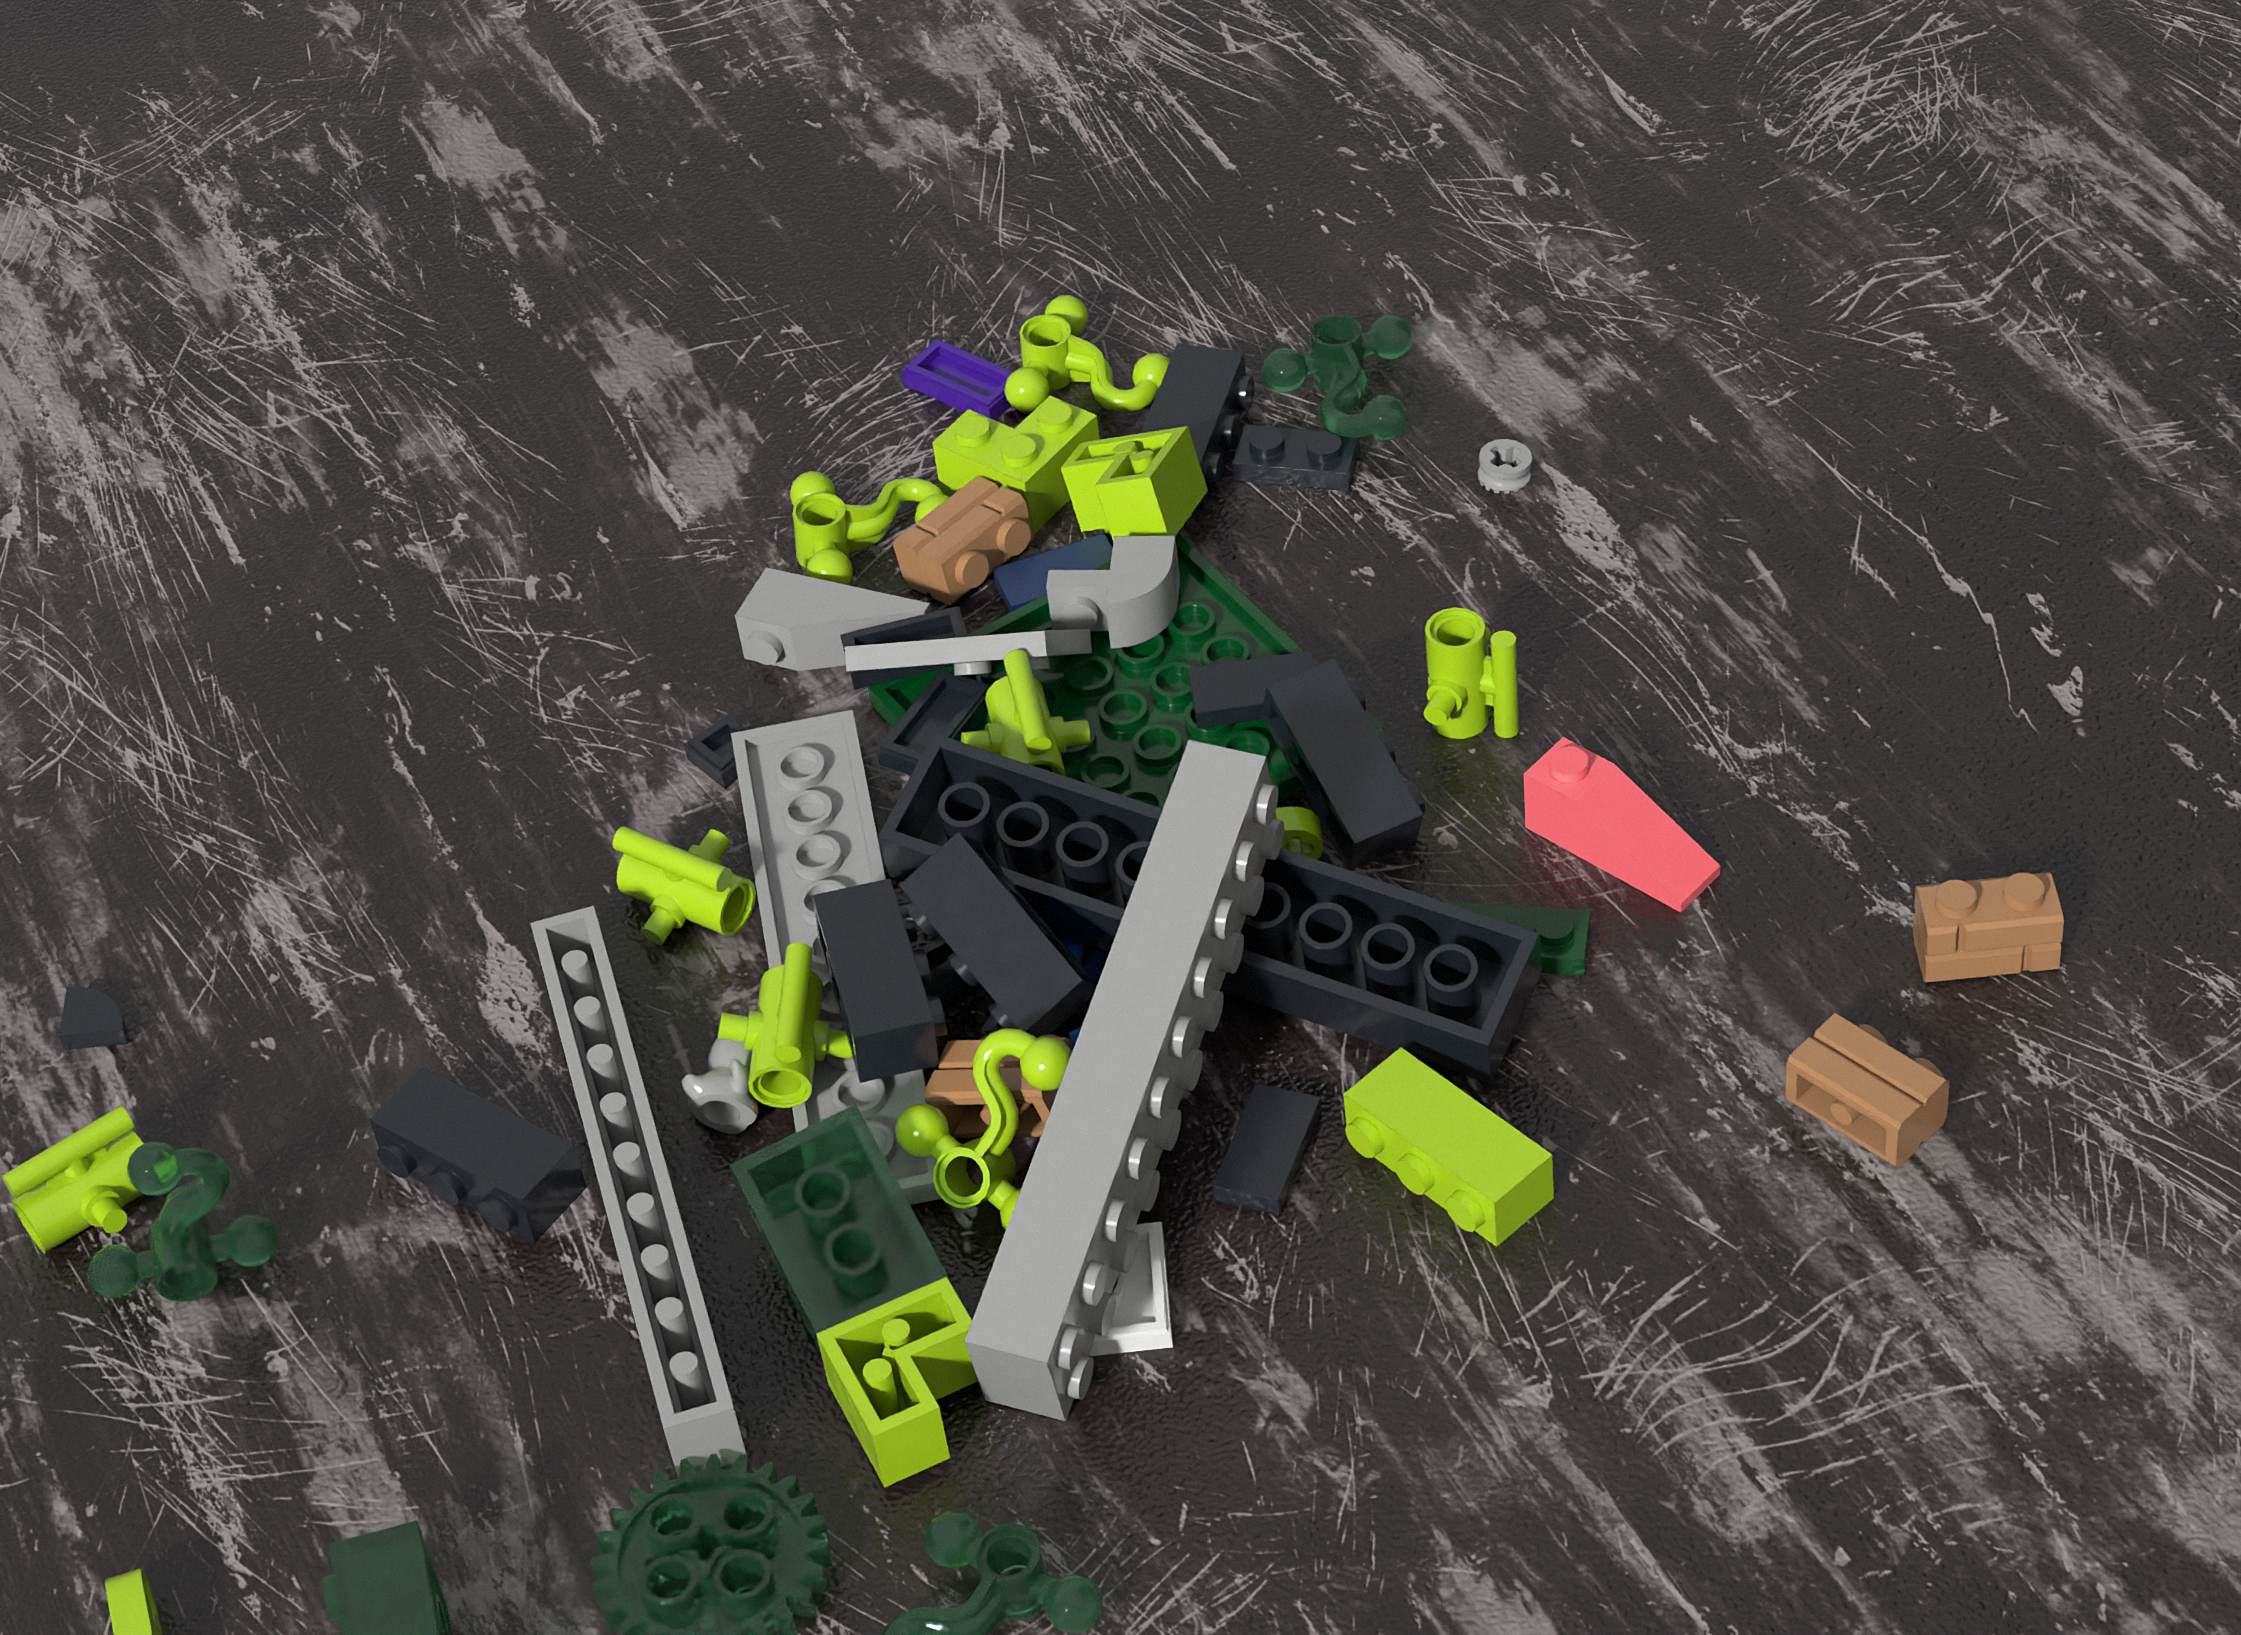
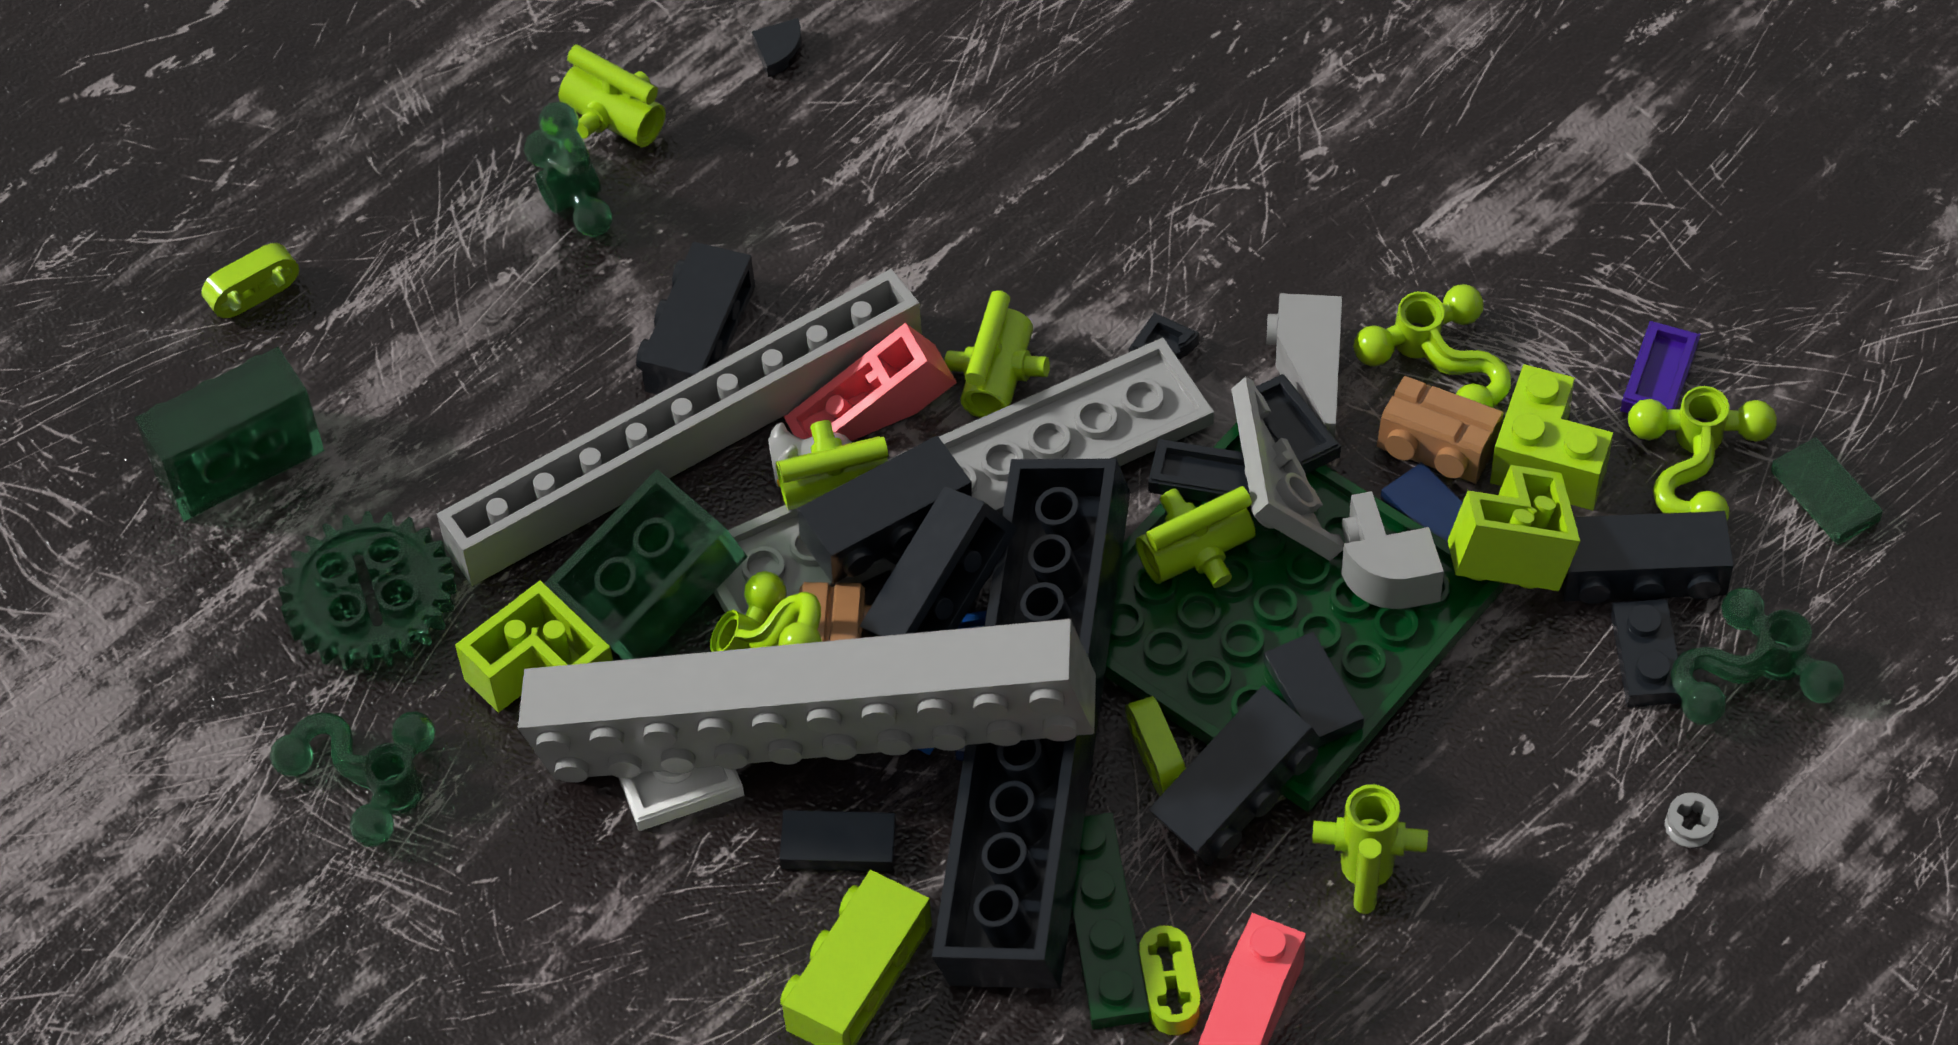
camera: 70 degrees right, 10 degrees up
(669, 999) = (878, 388): none -> coral slope
(1164, 296) = (1826, 491): none -> clear green tile
(1555, 885) = (1181, 977): none -> lime beam

